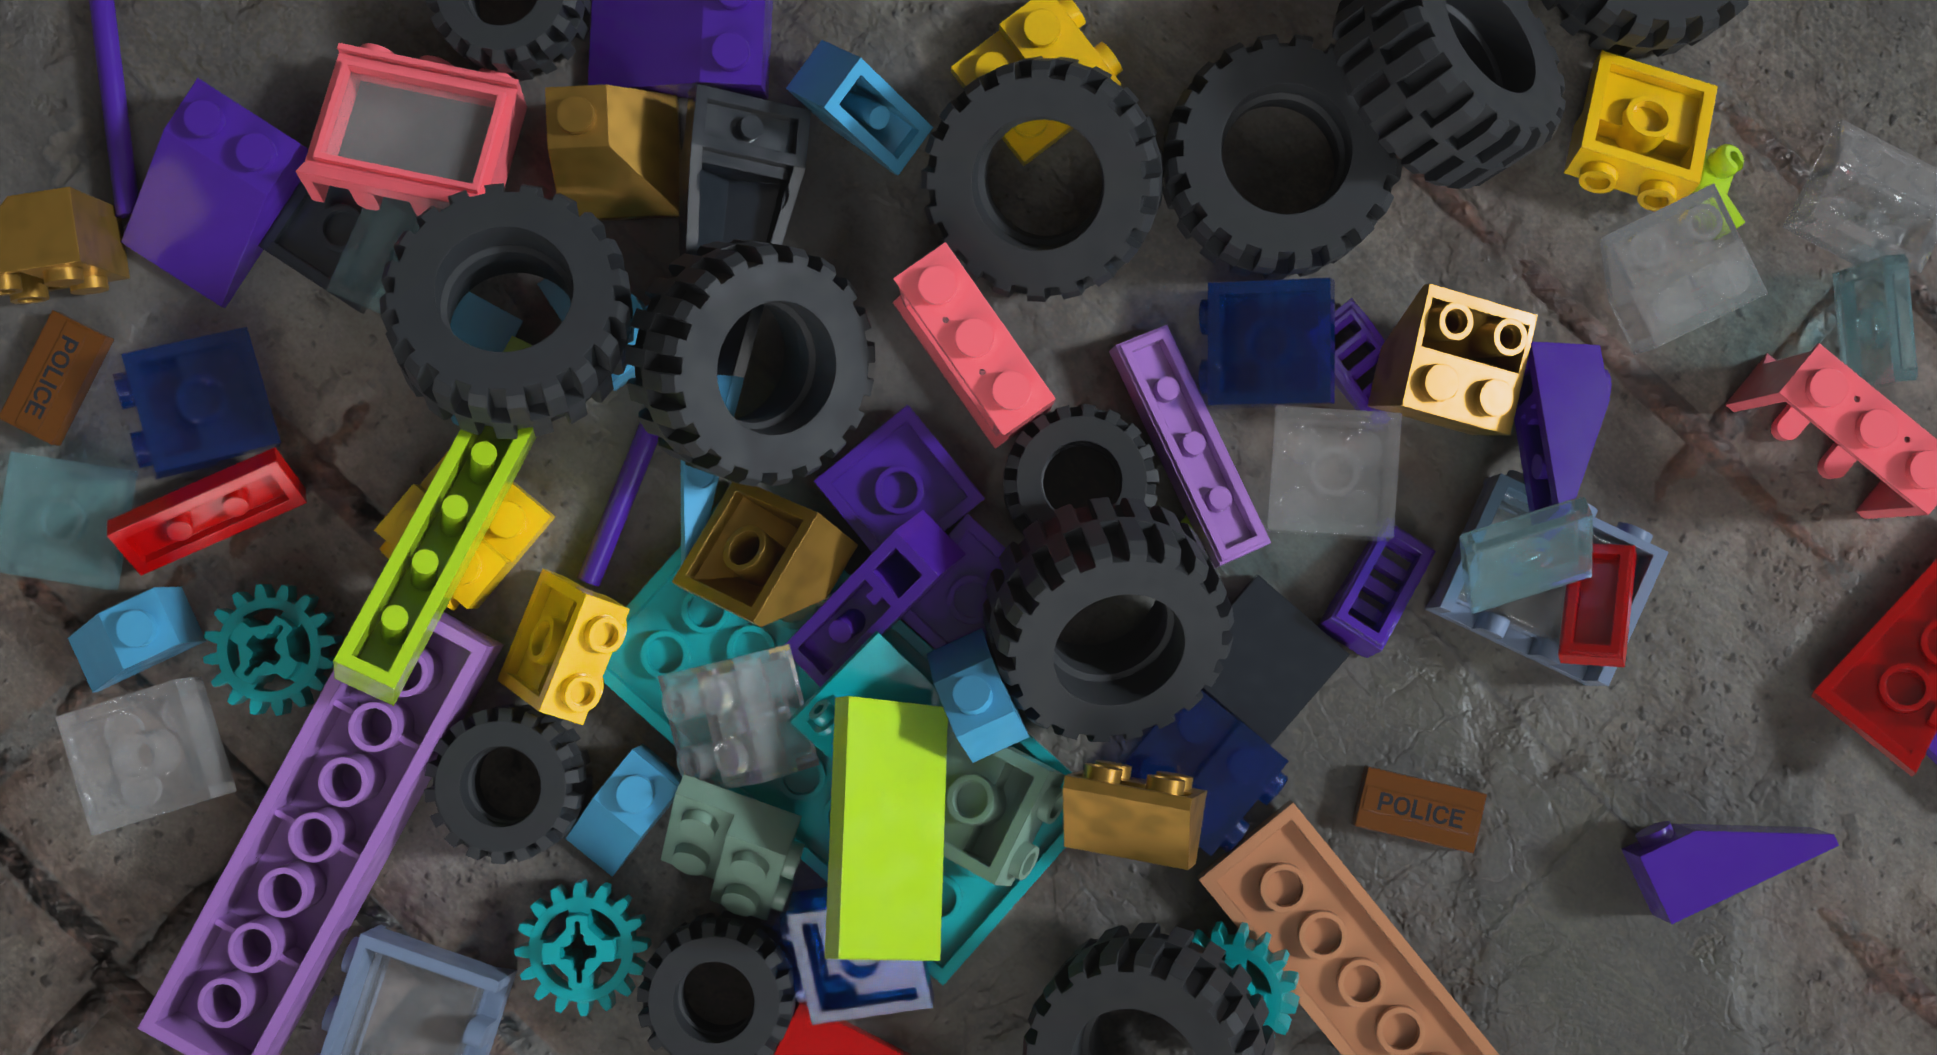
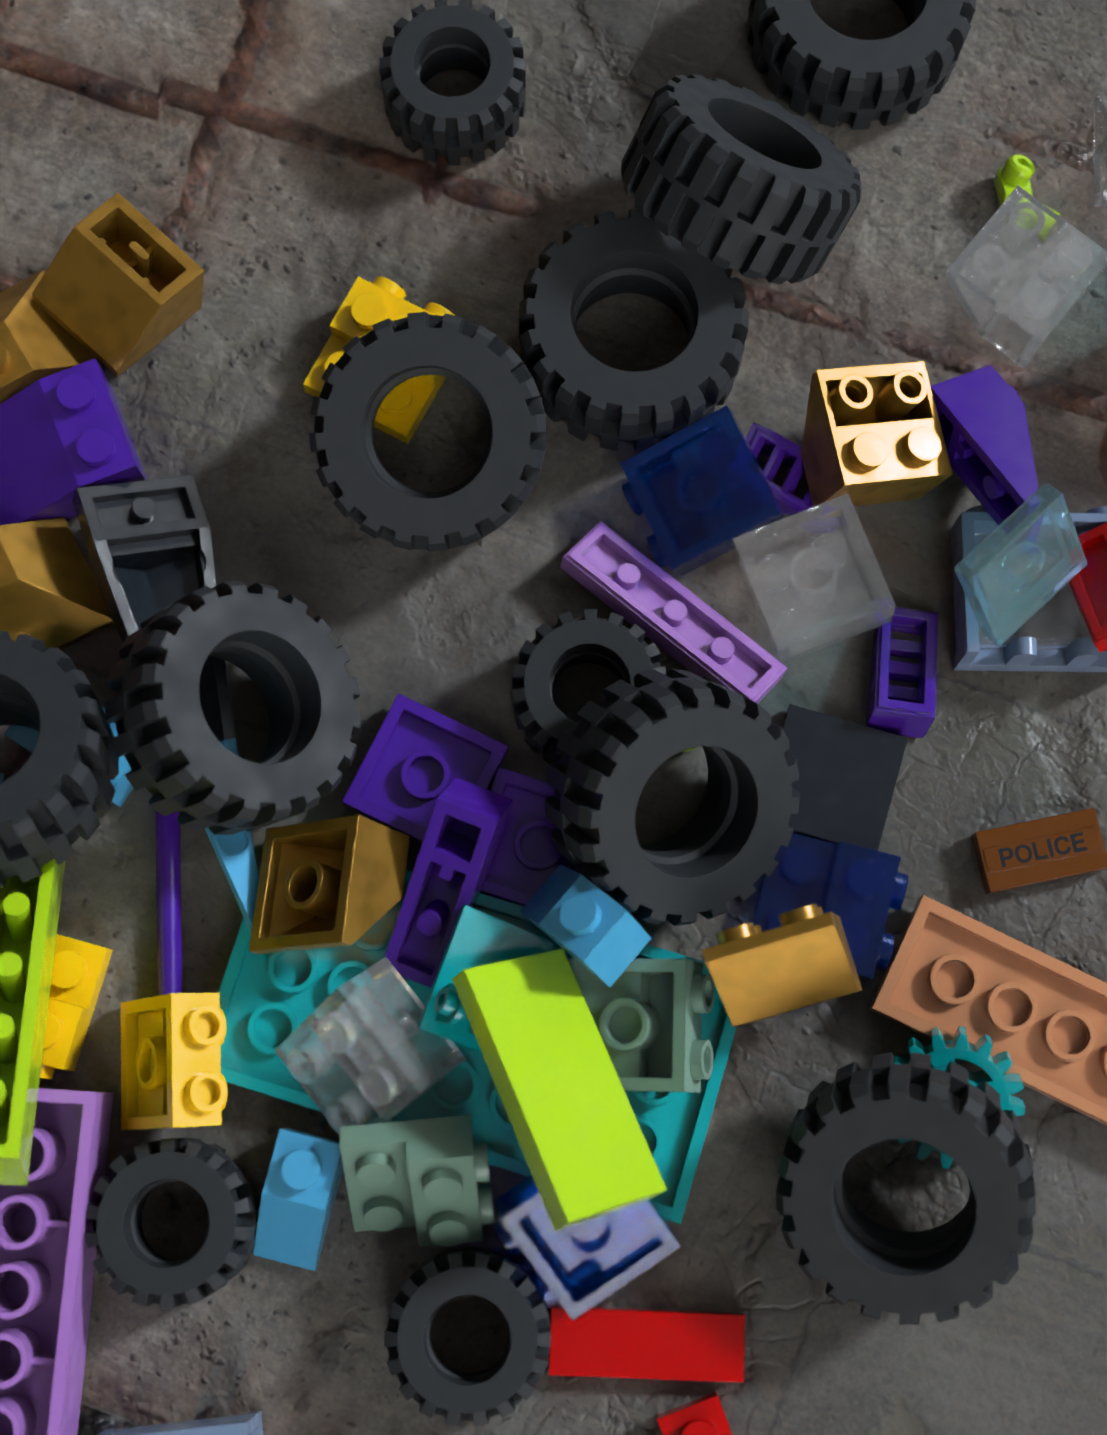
camera: 30 degrees left, 10 degrees down
(581, 972) = (328, 1381): teal gear -> none
(859, 106) = (235, 450): dark azure slope -> none
(971, 346) = (433, 609): coral window -> none
(1641, 132) = (933, 177): yellow plate -> none

